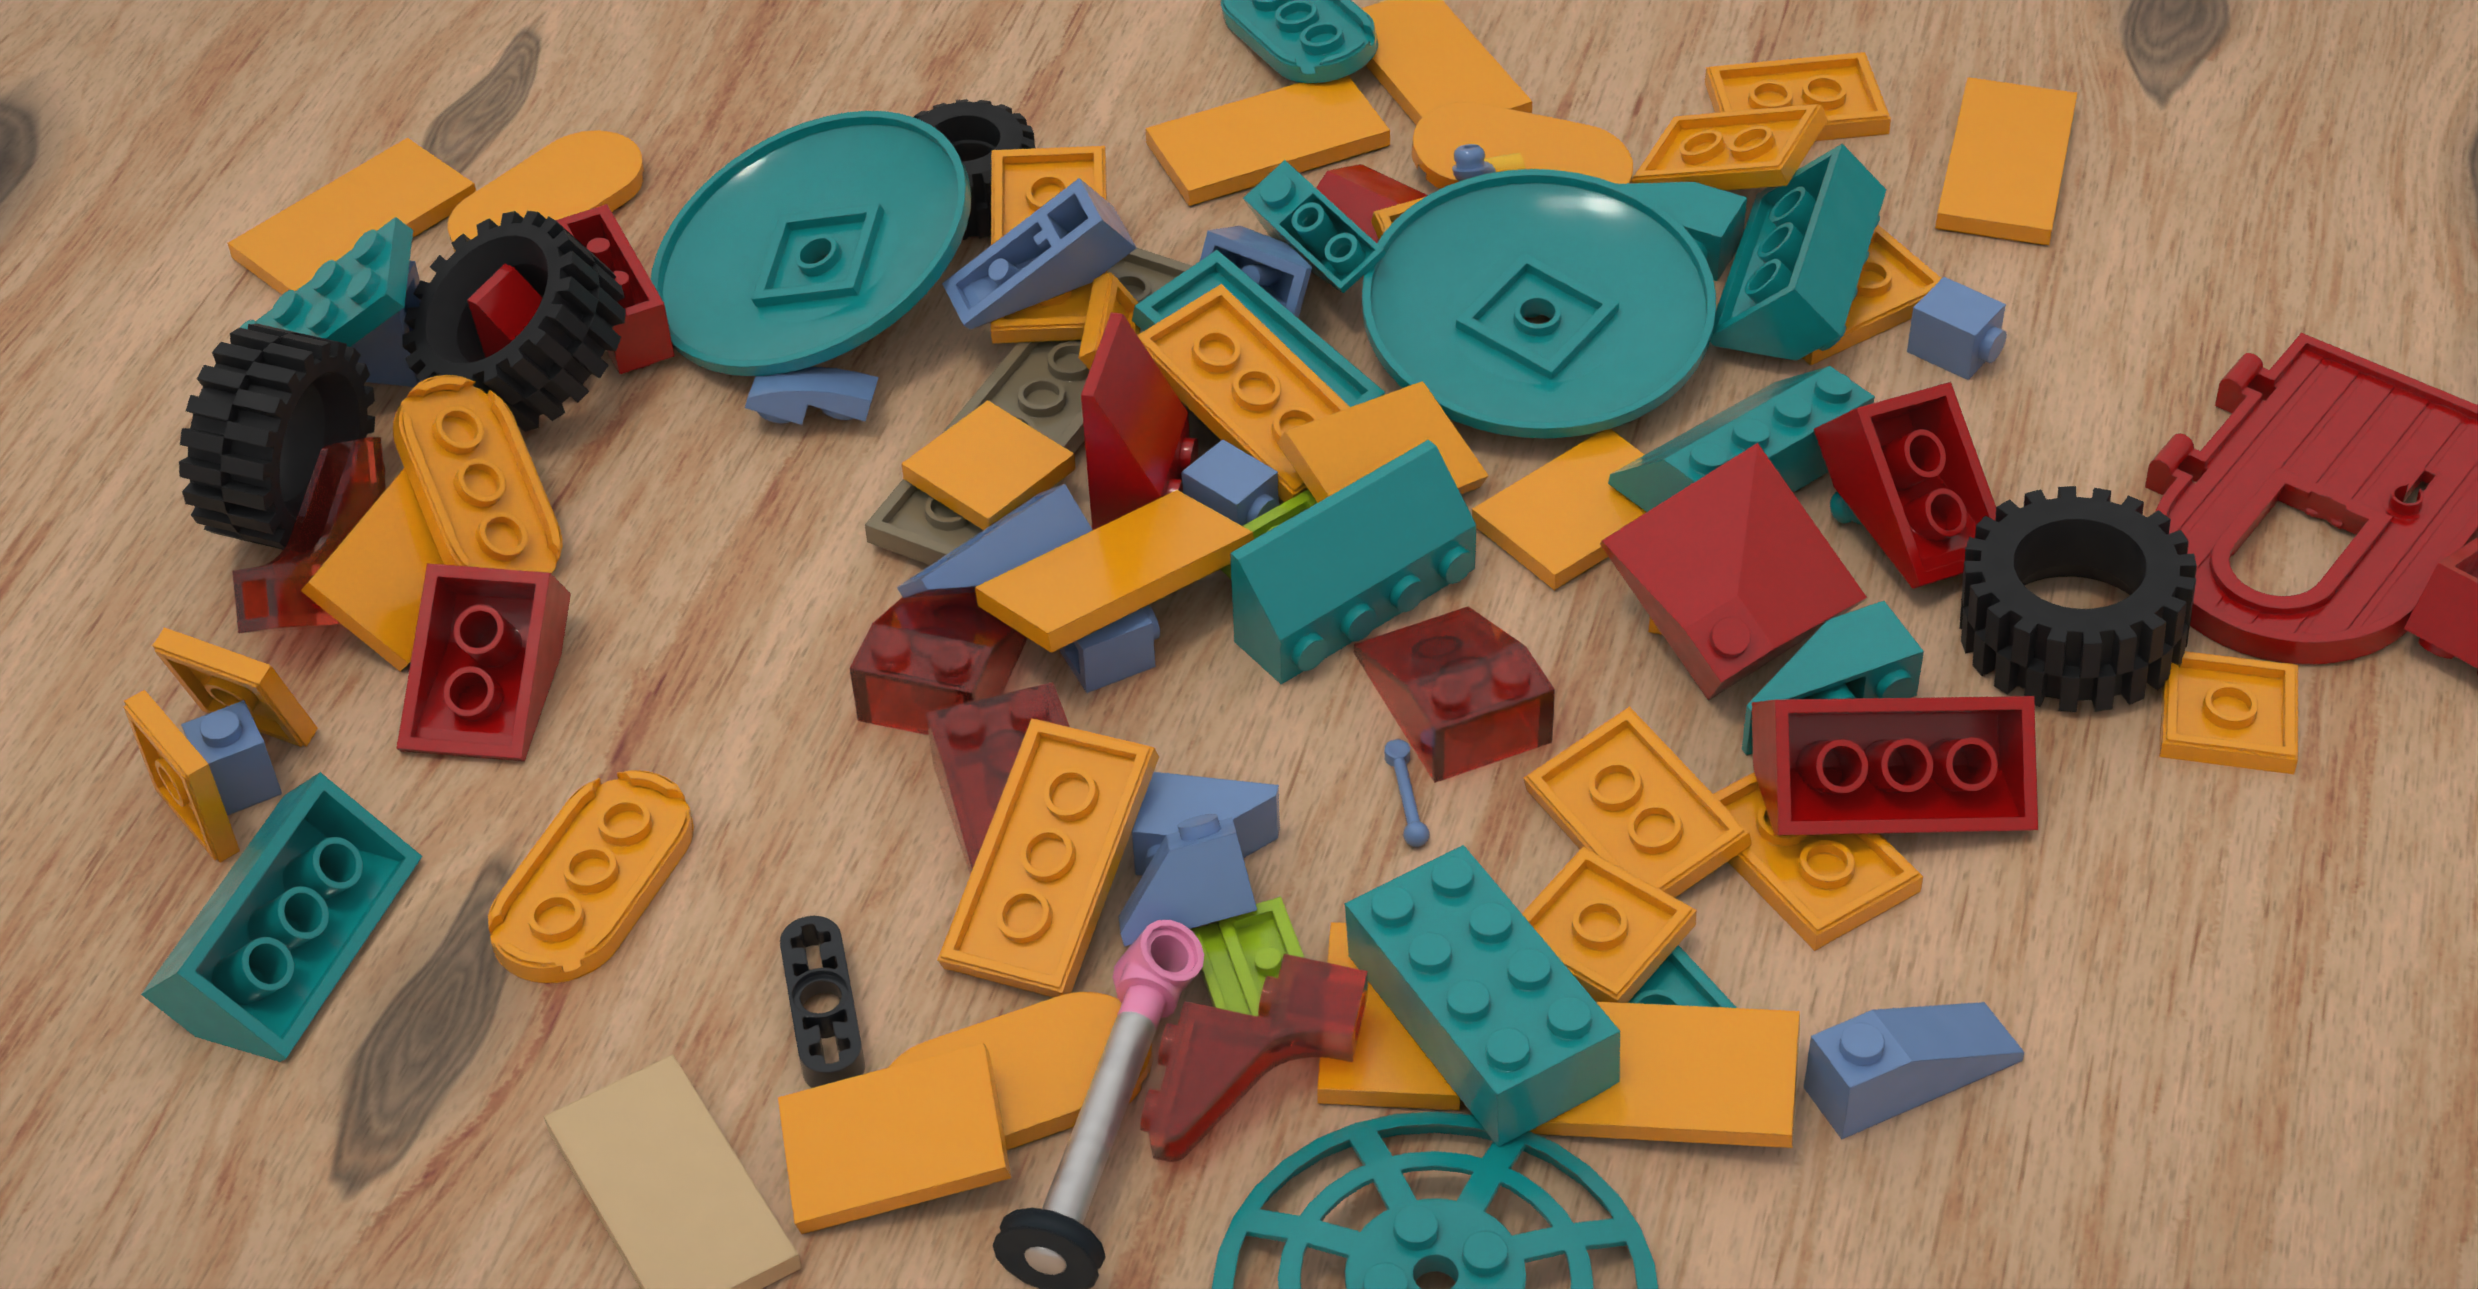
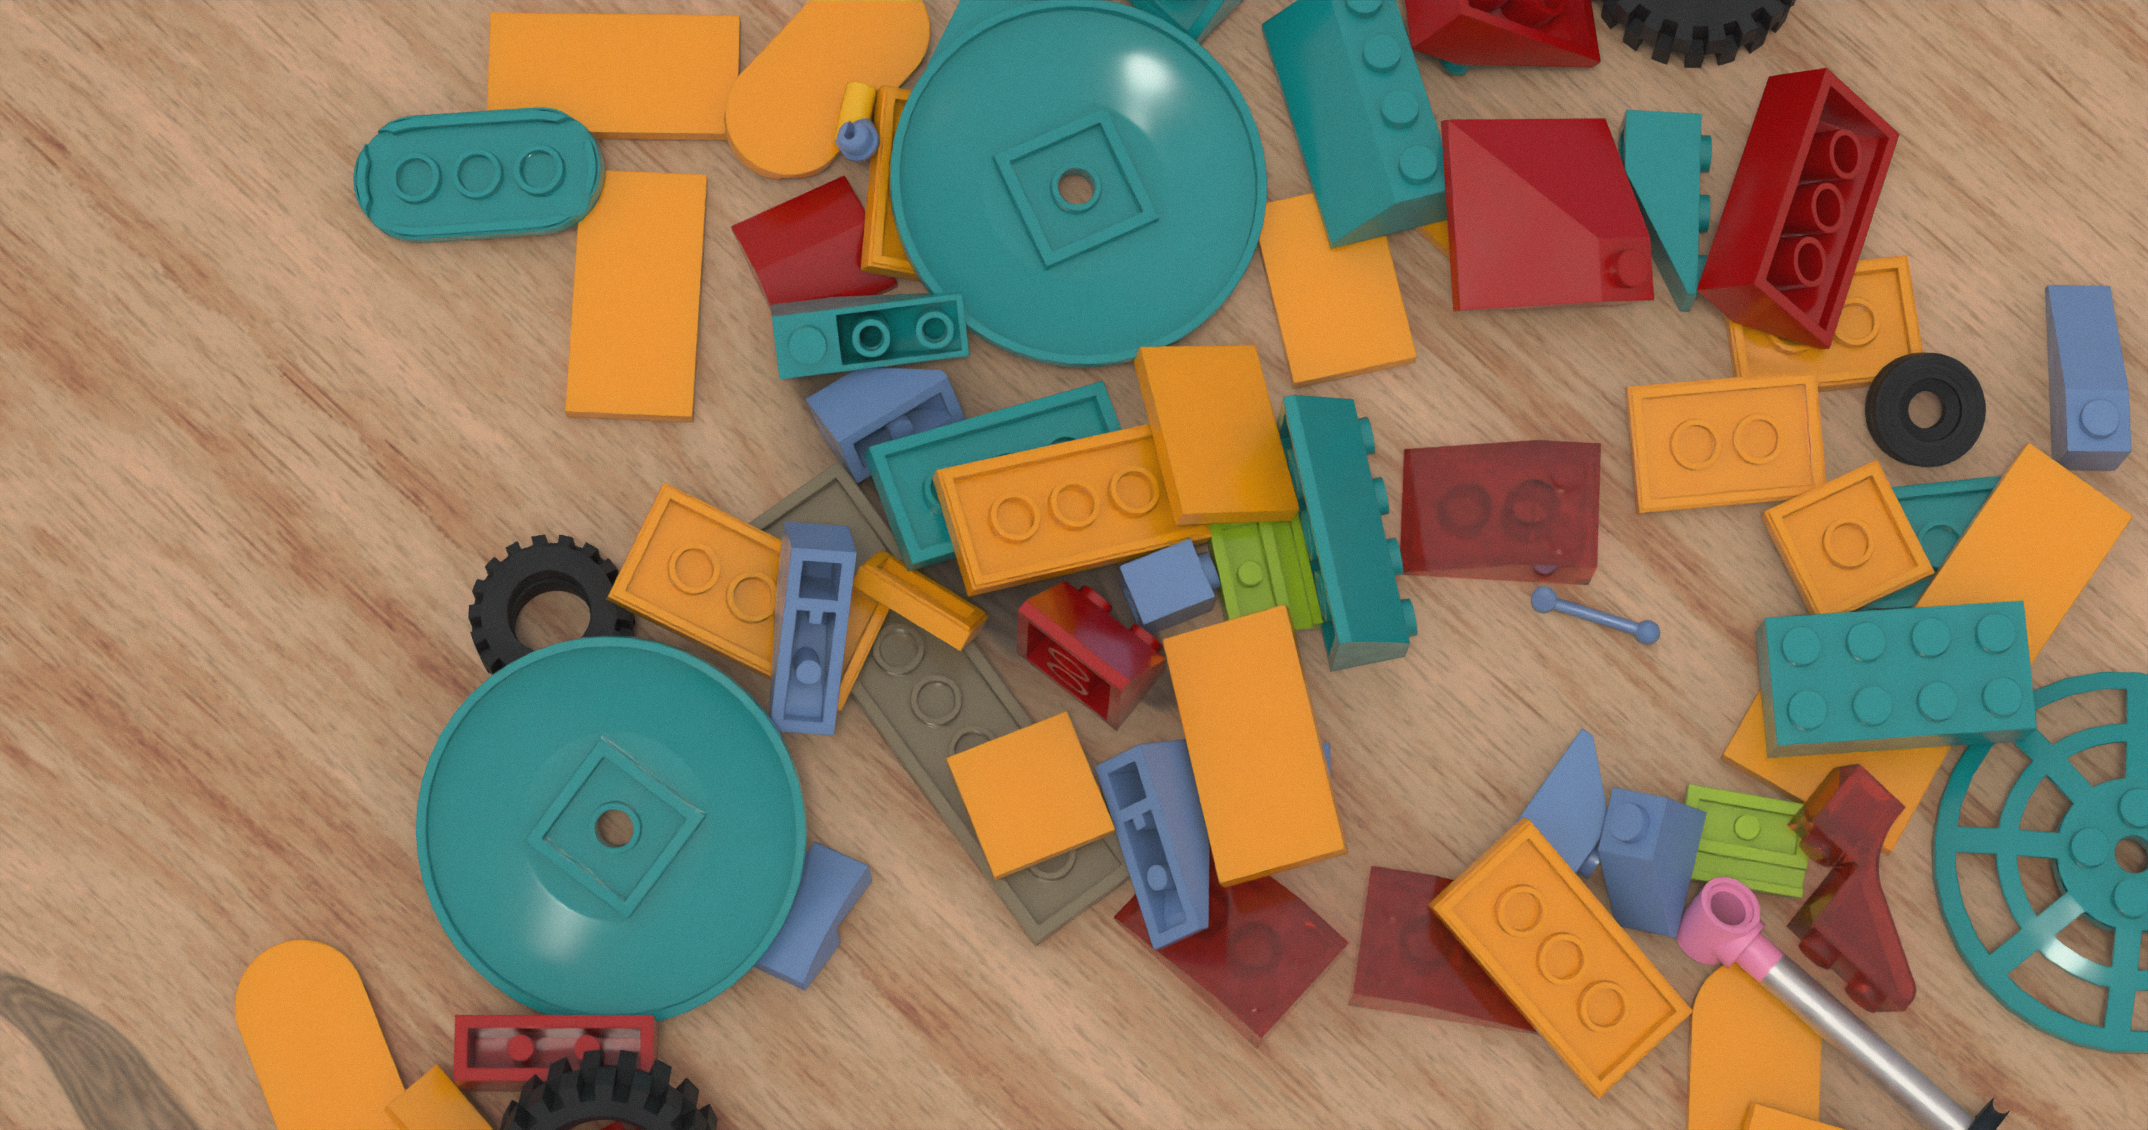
camera: 70 degrees left, 30 degrees up
(1784, 971) = (1961, 409): none -> black tyre

